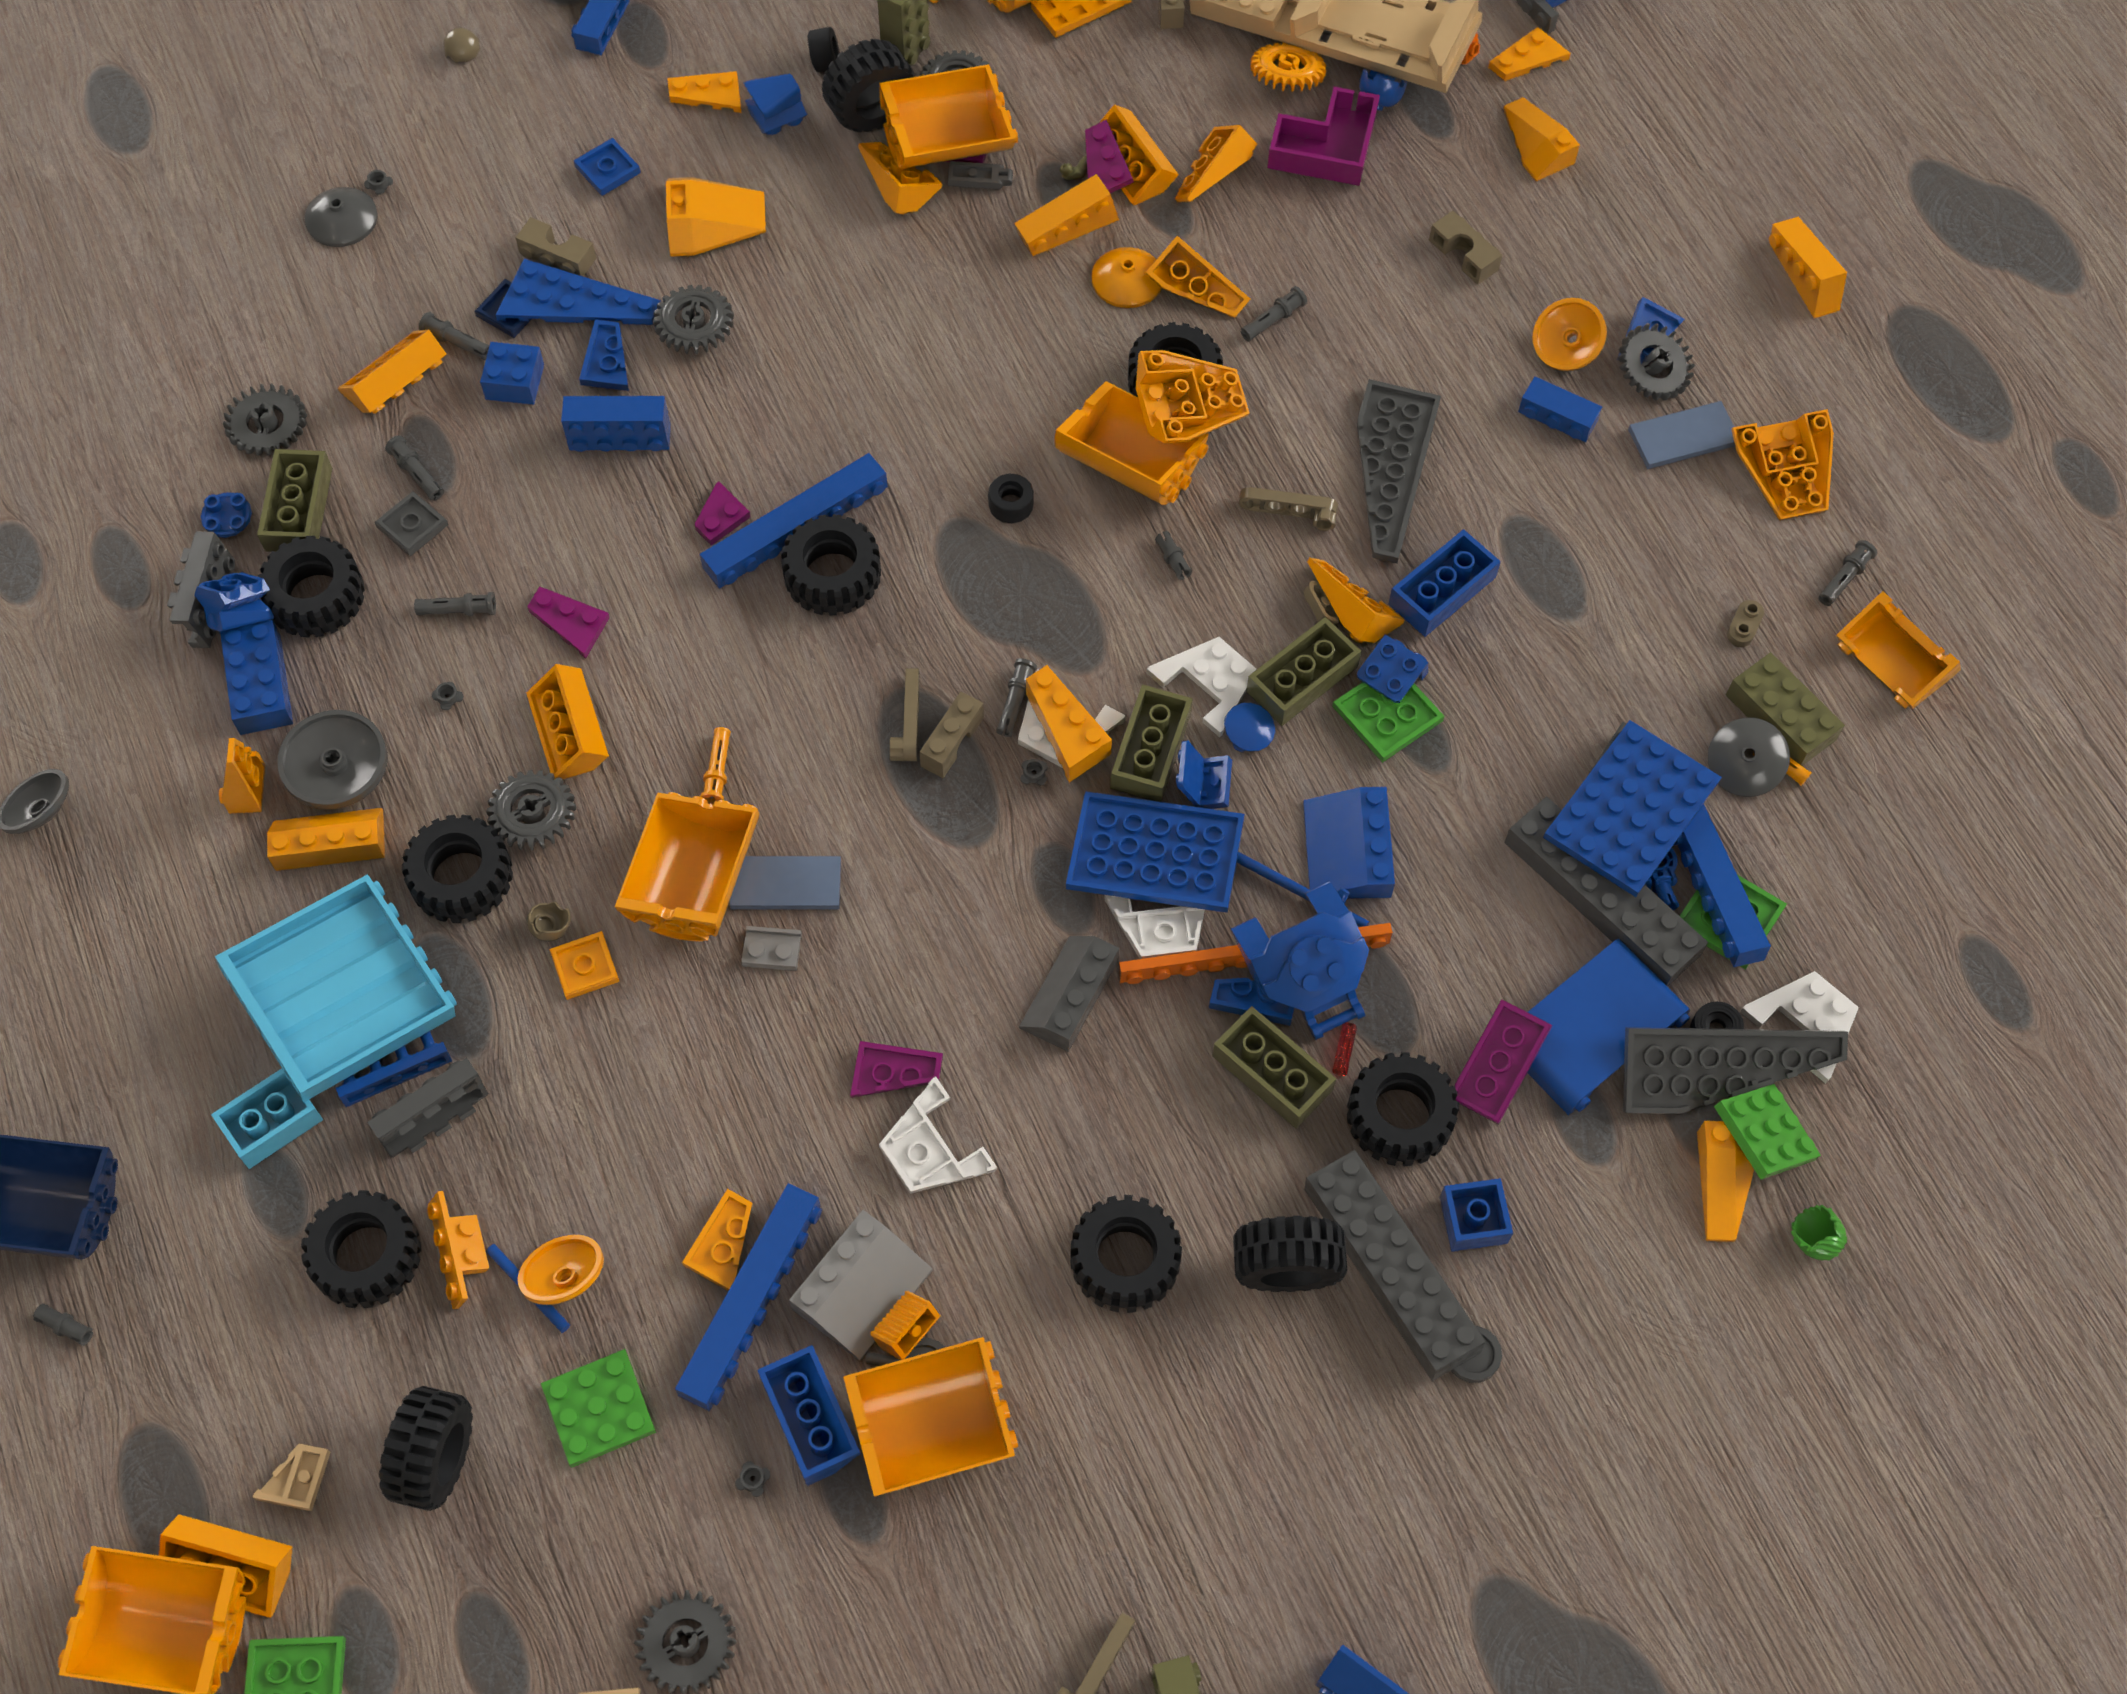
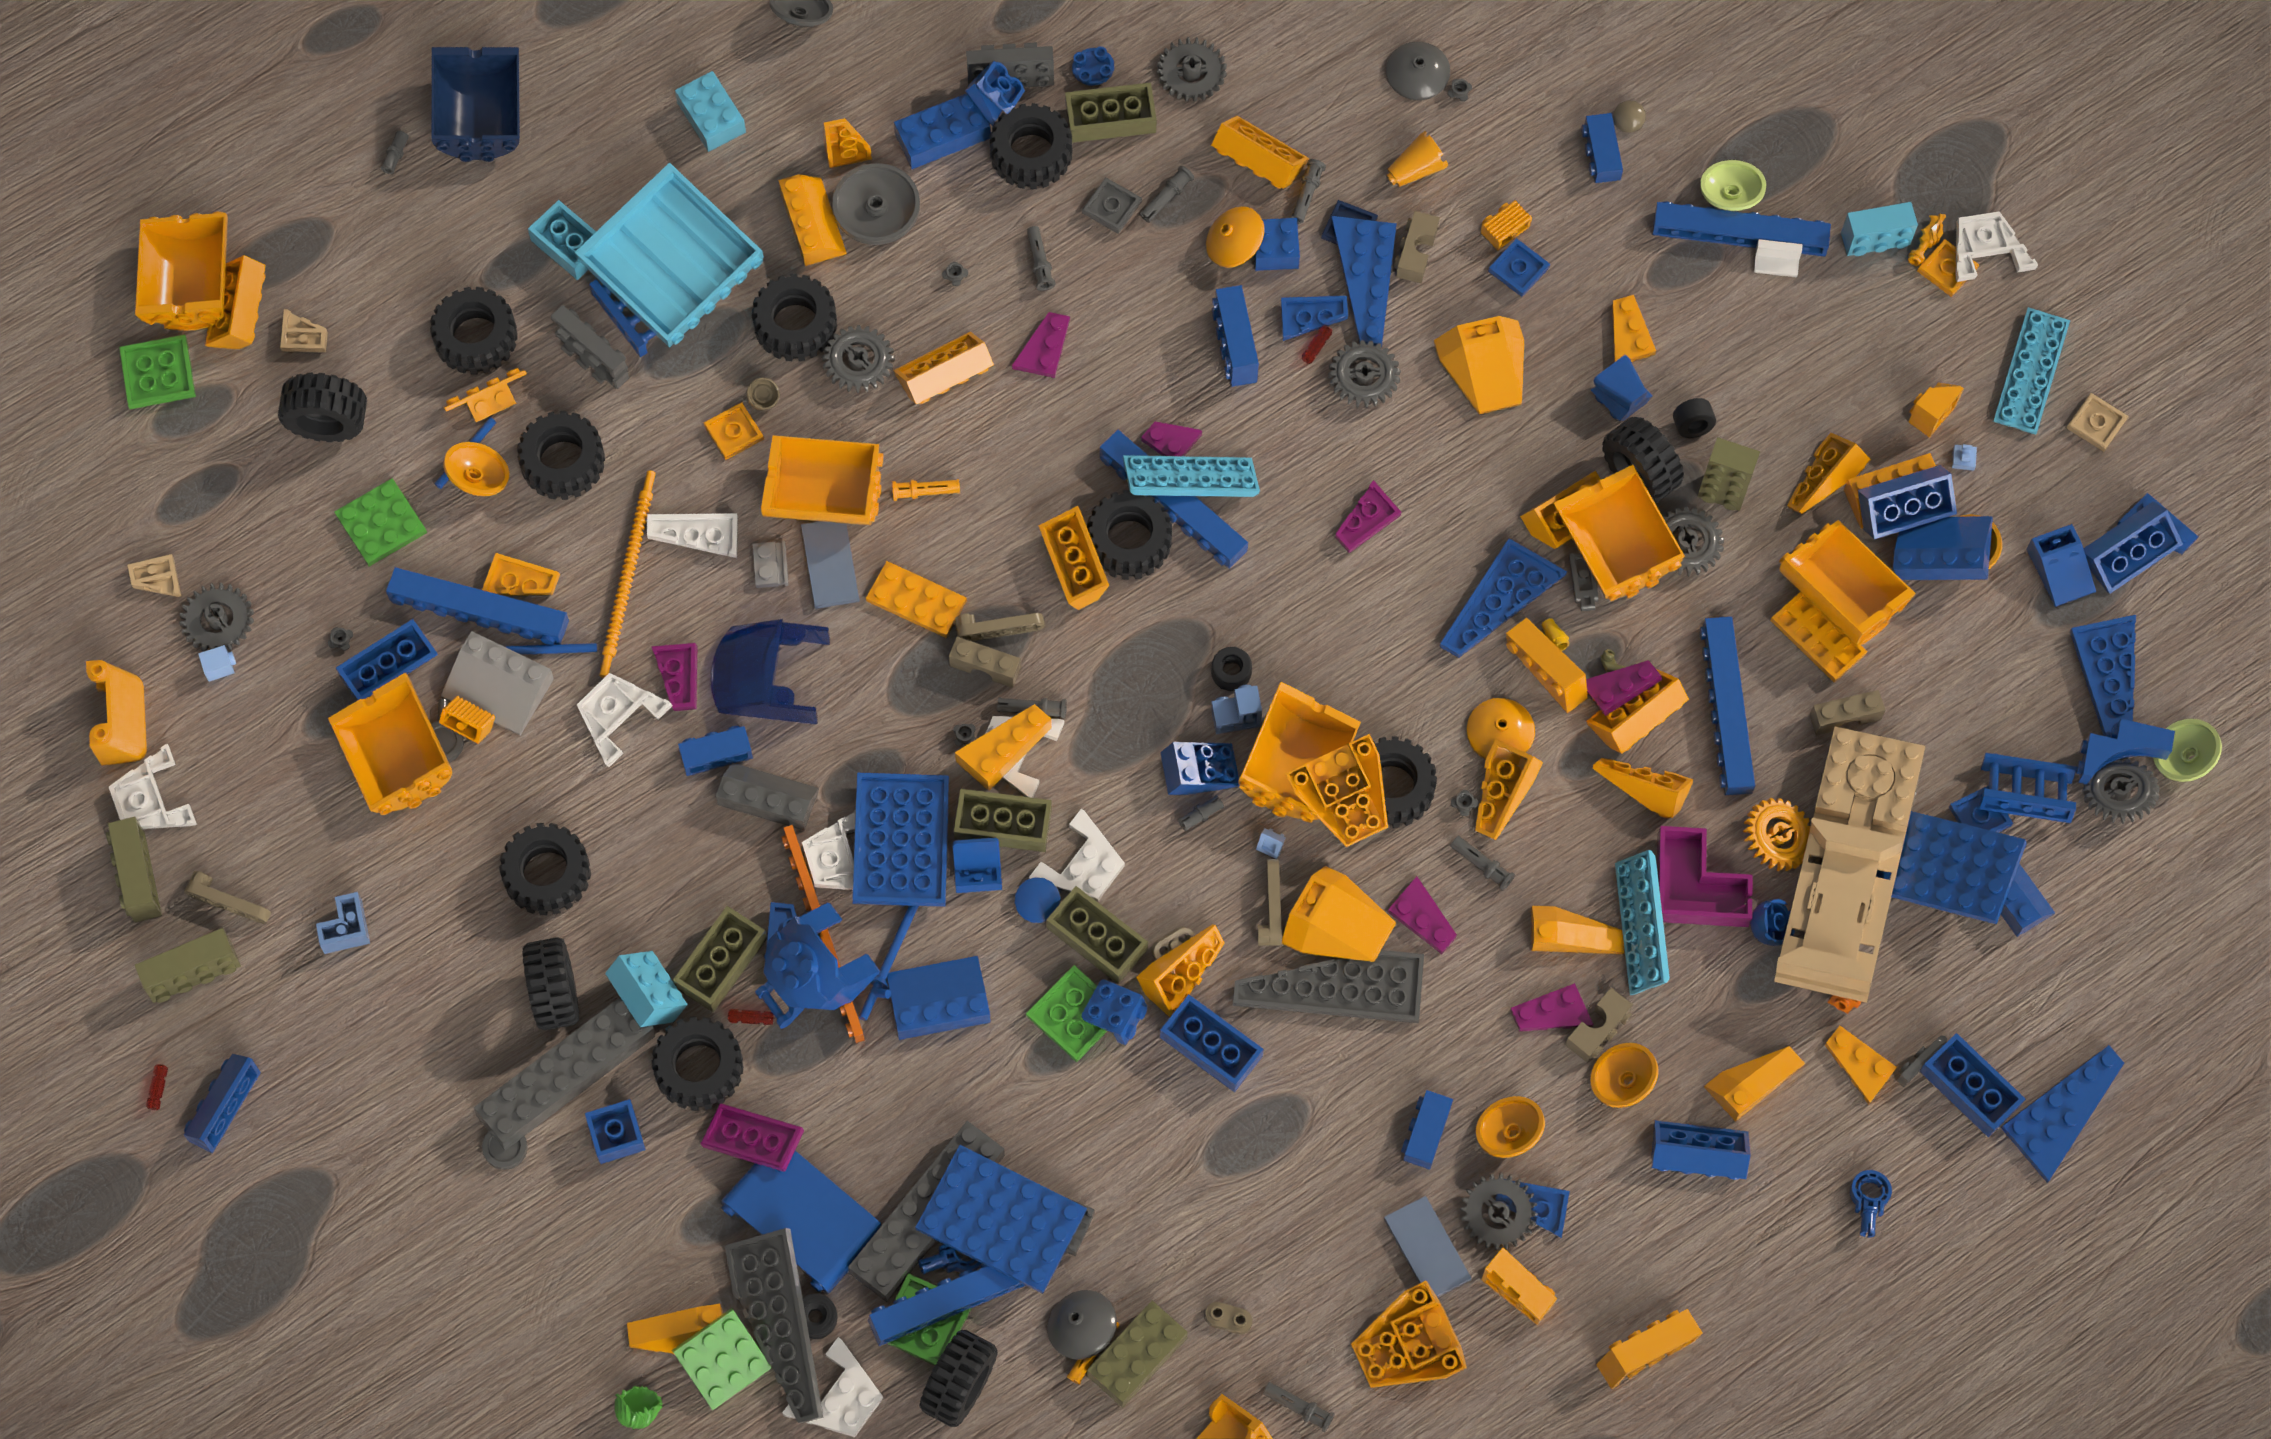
camera: 80 degrees right, 5 degrees up
(140, 927) = (710, 111): none -> medium azure brick
(454, 224) = (1417, 161): none -> light orange cone
(491, 71) = (1602, 148): none -> blue brick
(507, 410) = (1235, 237): none -> light orange dish
(549, 1134) = (557, 429): none -> black tyre
(554, 168) = (1506, 224): none -> light orange brick
(643, 360) = (1316, 344): none -> clear red axle
(711, 1016) = (698, 531): none -> white wing
(753, 1646) = (217, 663): none -> light blue brick
(777, 491) = (1191, 476): none -> medium azure plate
(825, 1217) = (554, 649): none -> blue bar
(844, 1146) = (609, 651): none -> light orange hose
(848, 617) = (1074, 558): none -> light orange slope
(853, 798) = (916, 599): none -> light orange plate
(862, 347) = (1368, 518): none -> magenta wing
(907, 982) = (747, 666): none -> clear blue windscreen
(975, 243) = (1506, 588): none -> blue wing
(1002, 1039) = (715, 750): none -> blue brick
(1031, 206) = (1555, 634): none -> yellow cone
(1064, 493) = (1239, 712): none -> medium blue brick
(1121, 548) = (1199, 767): none -> blue slope
(1141, 83) = (1728, 706): none -> blue brick
(1163, 1505) = (346, 931): none -> medium blue brick
(1204, 313) = (1467, 797): none -> dark grey plate
(1220, 495) = (1270, 843): none -> light blue tile
(1305, 1150) = (646, 988): none -> medium azure brick
(1321, 445) = (1337, 919): none -> light orange wedge
(1323, 377) = (1423, 917): none -> magenta wing
(1359, 258) = (1565, 931): none -> light orange wedge
(1366, 188) = (1642, 922): none -> medium azure plate
(1442, 285) = (1553, 1010): none -> magenta wing
(1520, 216) = (1620, 1066): none -> light orange dish
(1605, 189) = (1700, 1150): none -> blue slope
(1676, 72) = (1870, 1205): none -> blue pin
(1735, 360) = (1519, 1286): none -> light orange wedge
(1818, 873) = (958, 1378): none -> black tyre

